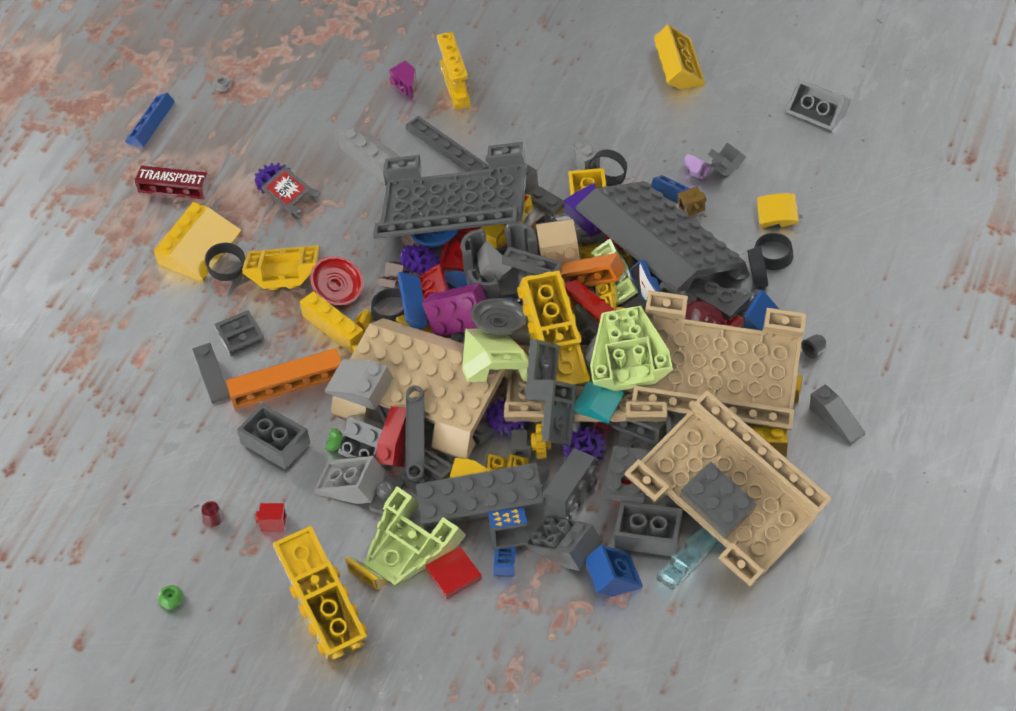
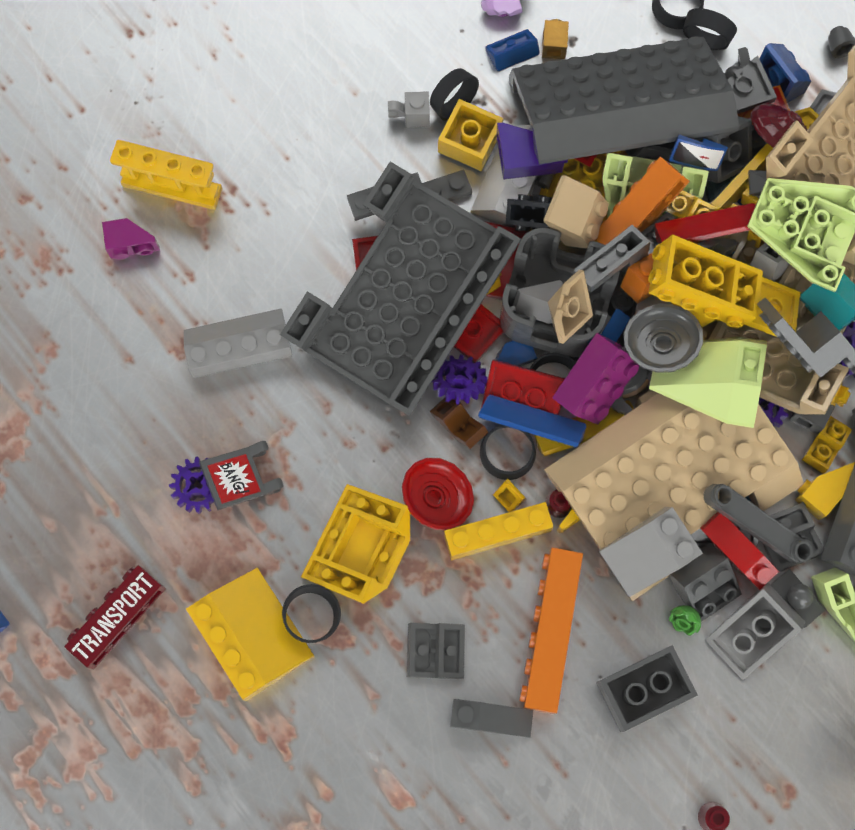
camera: 65 degrees left, 25 degrees up
(271, 517) = (763, 748): red brick -> none
(445, 145) = (277, 251): dark grey tile -> none
(482, 255) = (570, 307): none -> tan slope

